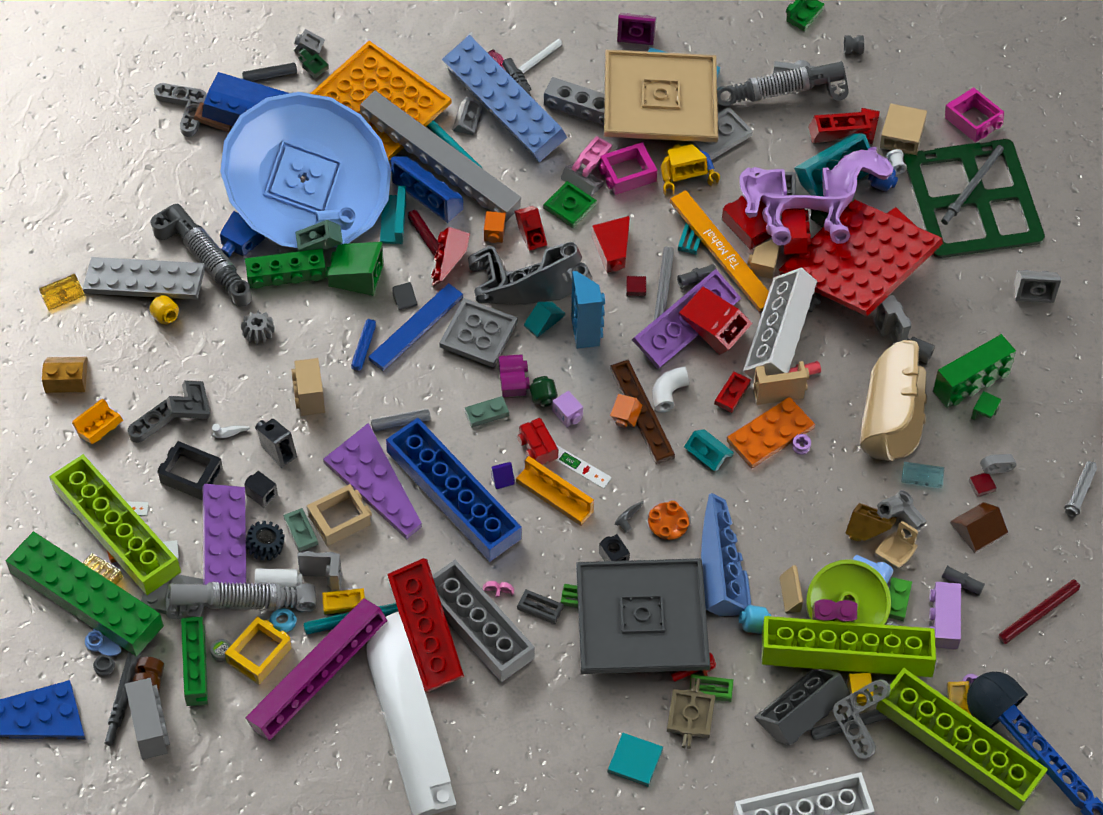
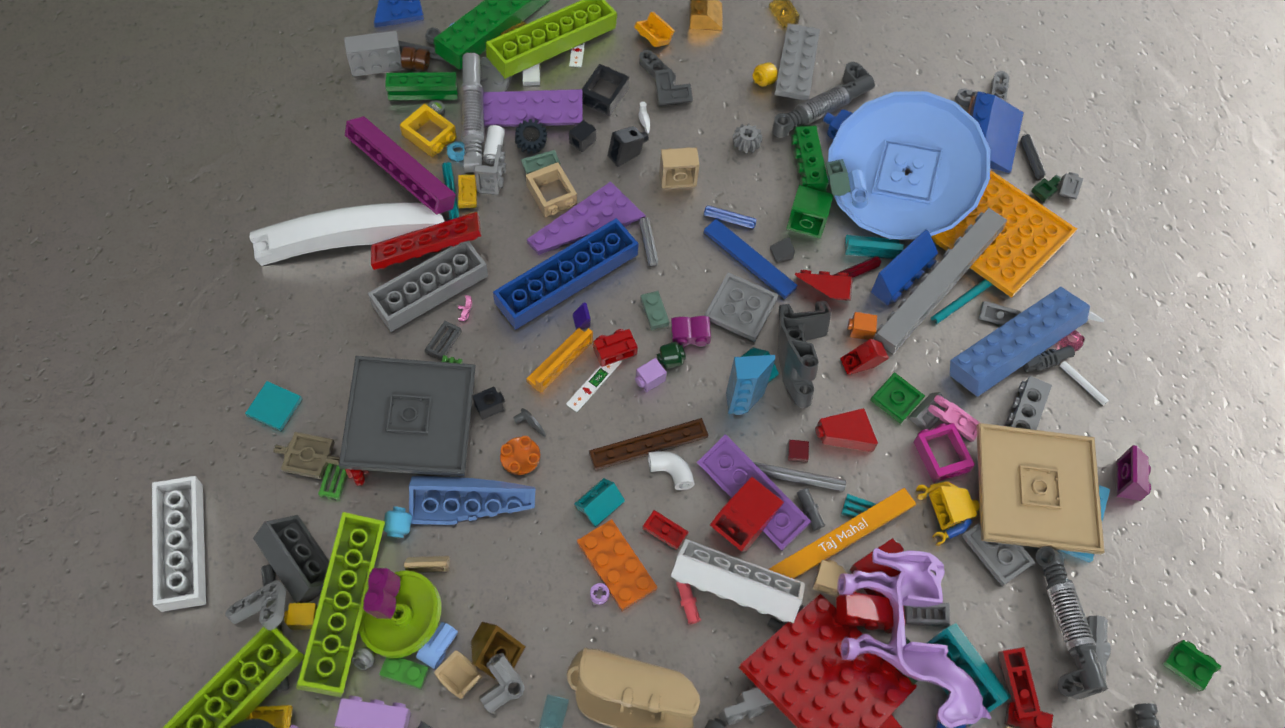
camera: 90 degrees right, 5 degrees up
(626, 411) = (643, 423): orange brick -> none
(780, 386) = (664, 553): tan panel -> none

